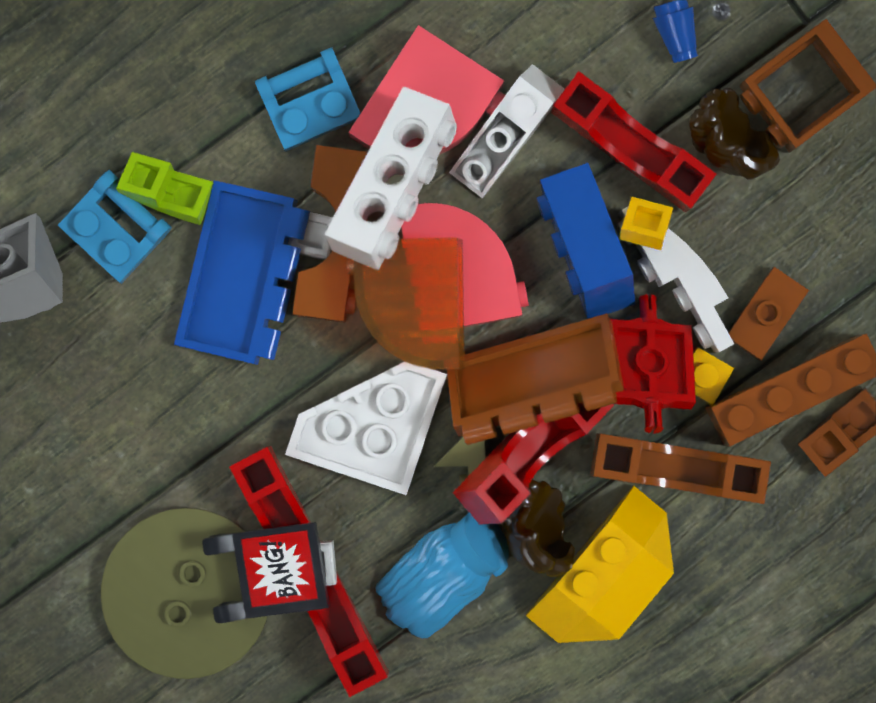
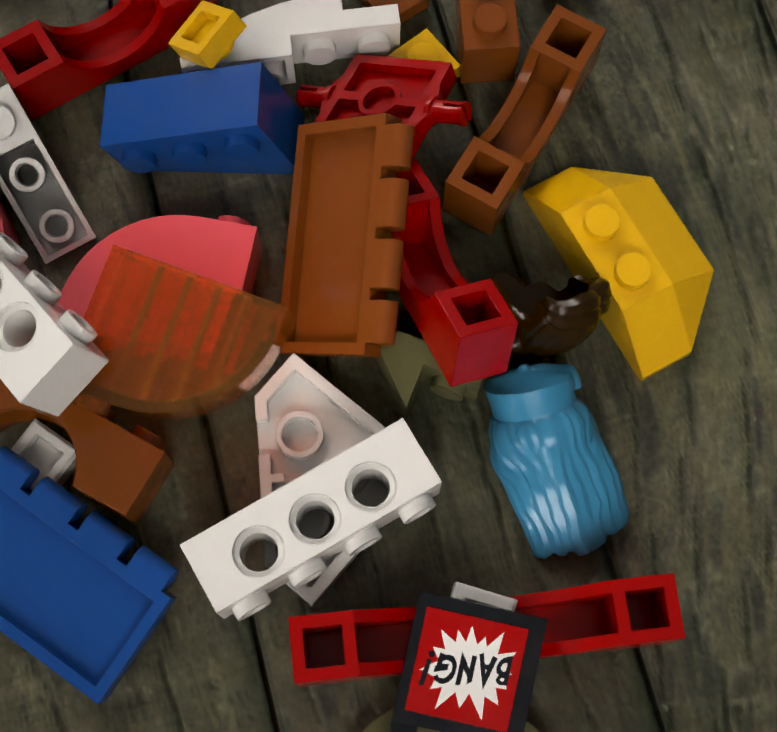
camera: 70 degrees left, 15 degrees down
(289, 386) = (385, 456): none -> white brick

